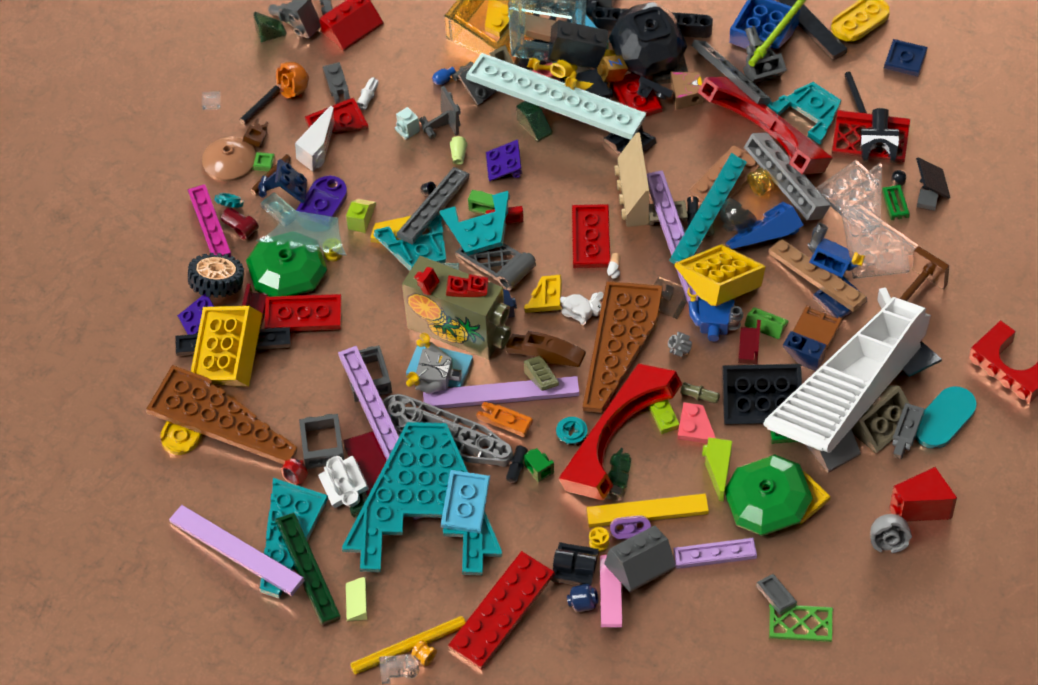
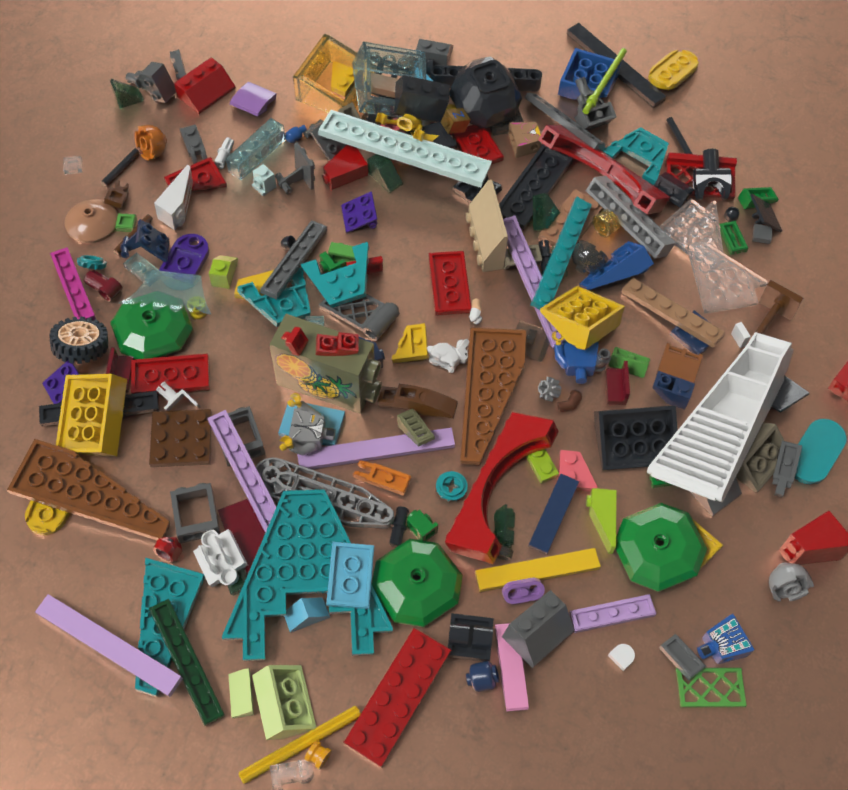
camera: 10 degrees left, 5 degrees up
(306, 334) = (173, 397): none -> white bracket
(310, 373) = (180, 438): none -> reddish brown plate
(395, 607) = (283, 701): none -> yellowish green slope
(401, 36) = (253, 98): none -> medium lavender slope
(401, 90) = (255, 149): none -> clear light blue brick
(421, 535) = (305, 613): none -> medium azure slope
(458, 149) = (314, 202): yellowish green cone -> none
(466, 212) = (327, 264): none -> green bracket
(492, 114) = (345, 167): none -> red slope
(534, 527) = (420, 600): none -> green rock
(602, 536) = (494, 602): yellow wheel -> none
(647, 86) = (489, 135): black hinge -> none
(668, 460) = (553, 514): none -> dark blue tile
(689, 140) = (537, 178): none -> black plate
(696, 167) = (543, 212): none -> clear green slope
(699, 393) = (575, 439): olive axle -> none
(701, 359) = (572, 402): none -> copper arm
(719, 590) = (622, 656): none -> white tile
(819, 582) = (725, 642): none -> torso
(831, 255) = (684, 292): blue torso -> none
(838, 148) = (674, 188): none -> black hinge
(905, 57) = (719, 103): dark blue tile -> none
(928, 156) = (746, 201): none -> green slope

